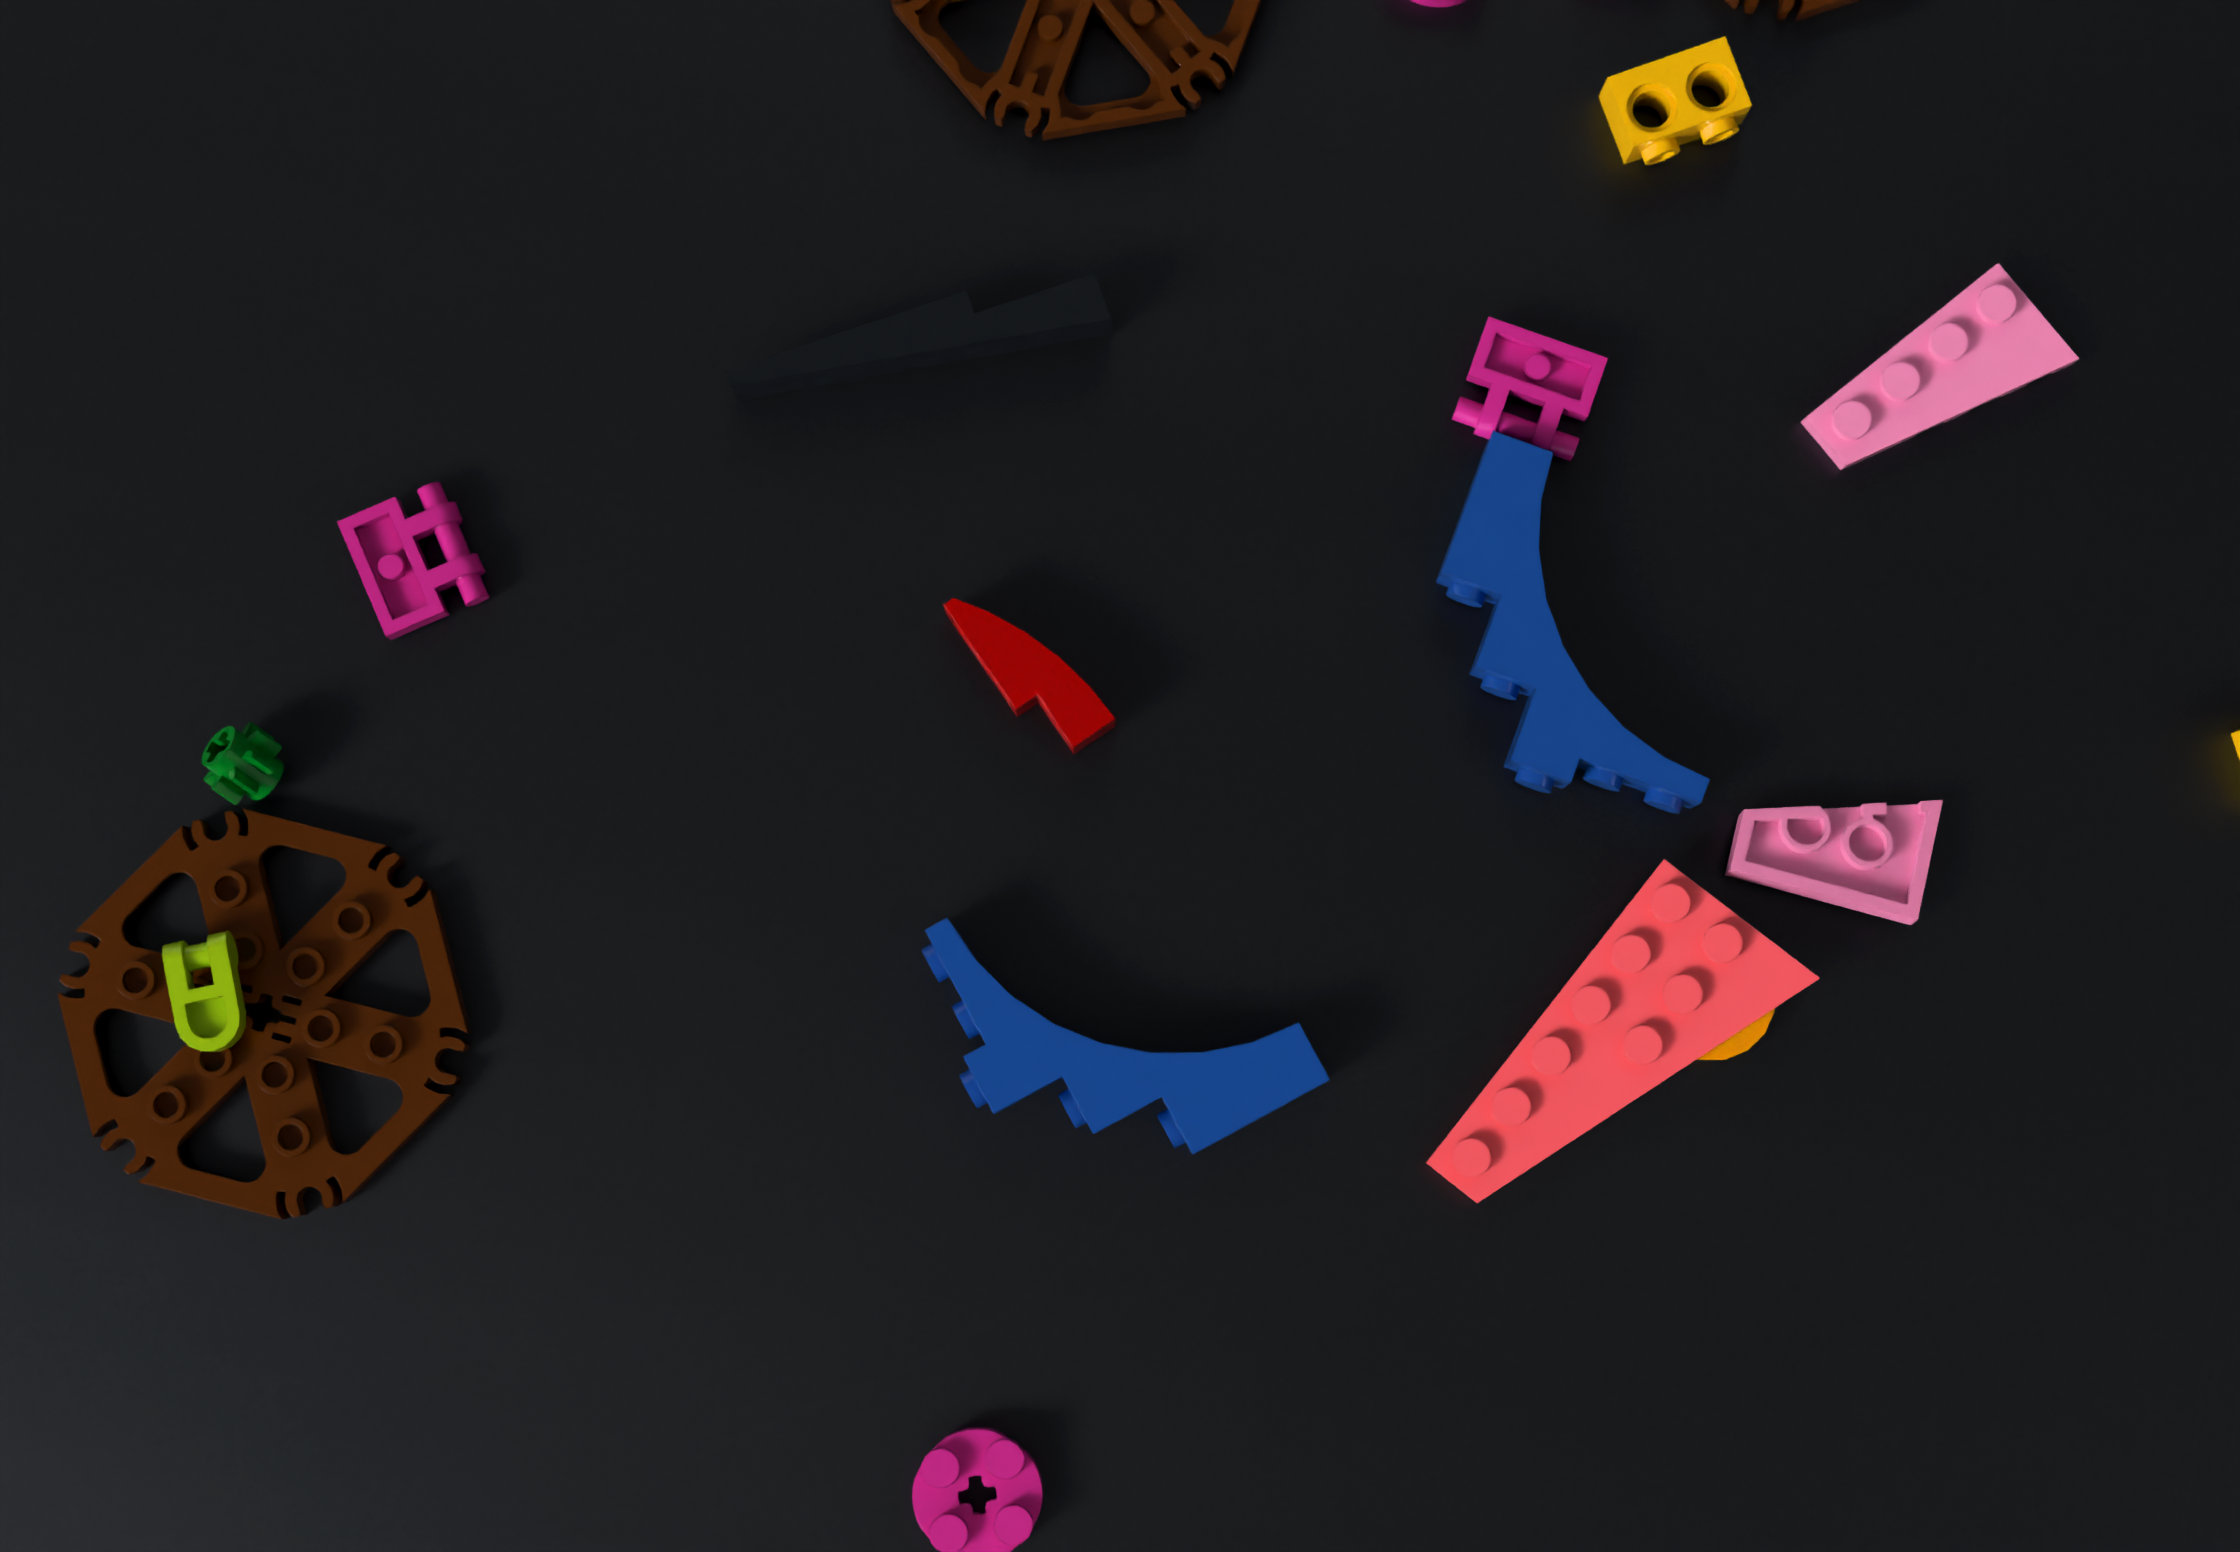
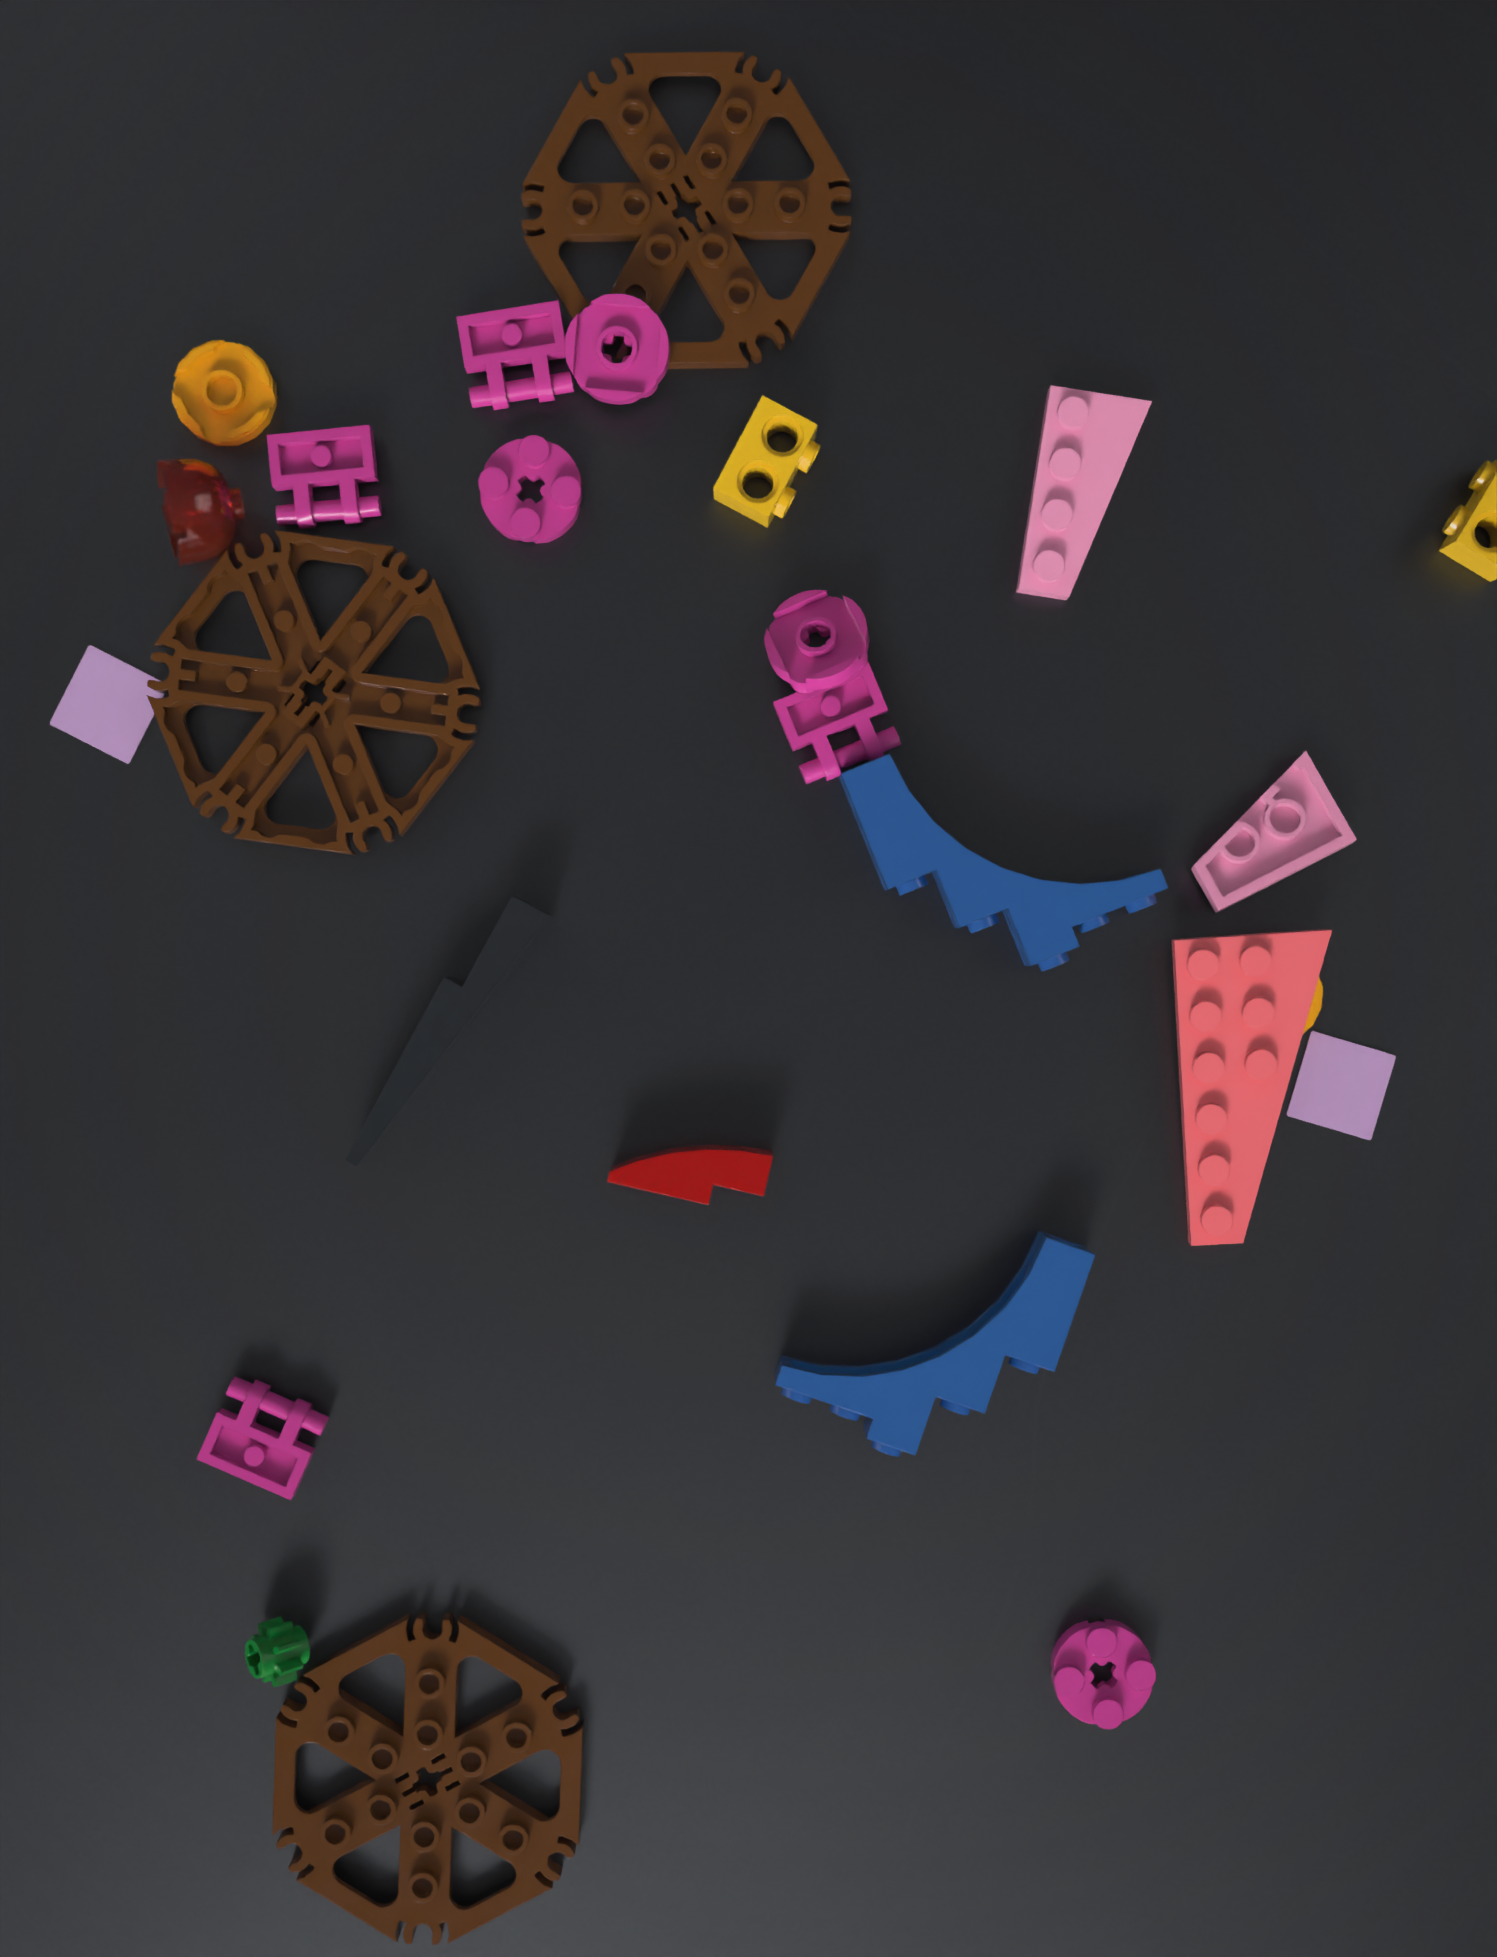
camera: 45 degrees left, 5 degrees up
(211, 1015) = (401, 1817): lime plate -> none
(1570, 325) = (821, 666): none -> dark pink plate
(1701, 1146) = (1341, 1085): none -> lavender sticker

